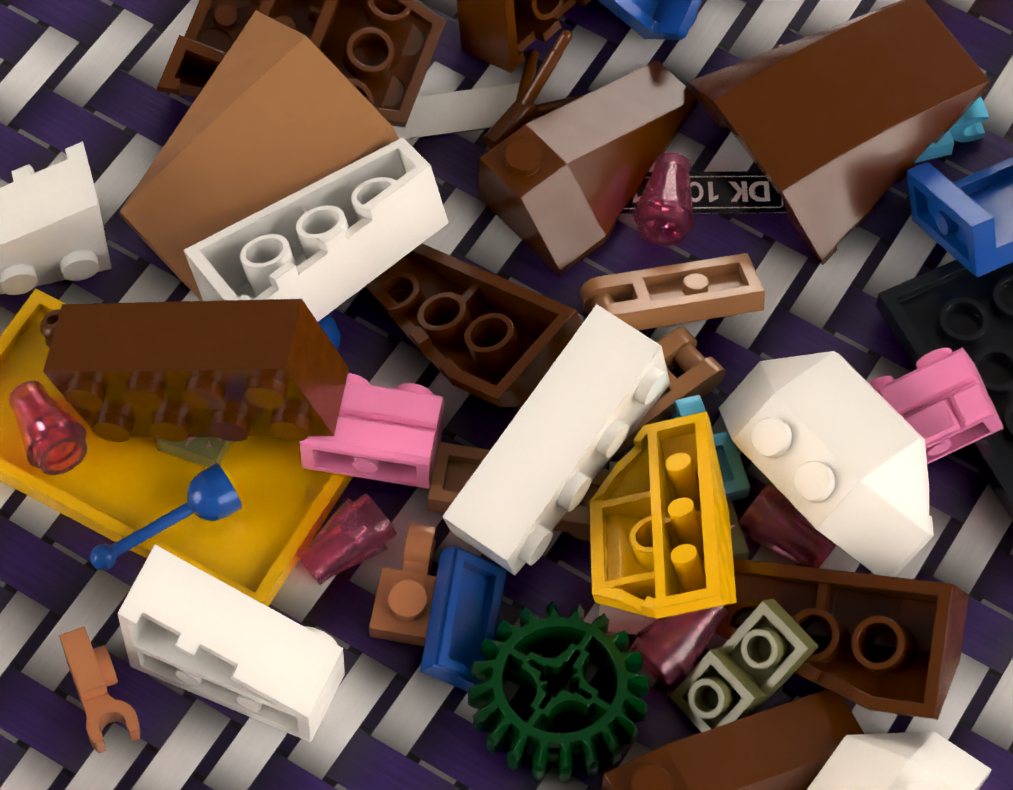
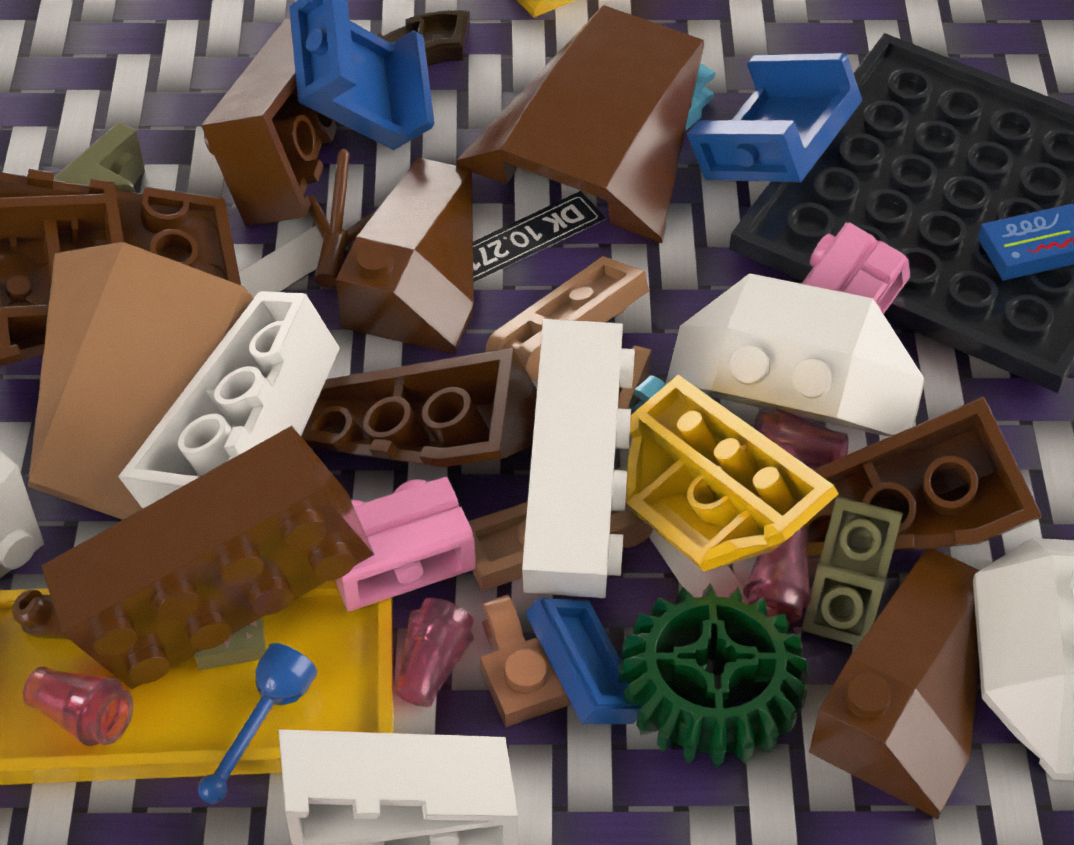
camera: 30 degrees left, 10 degrees down
(666, 203) = (509, 253): clear pink cone -> none

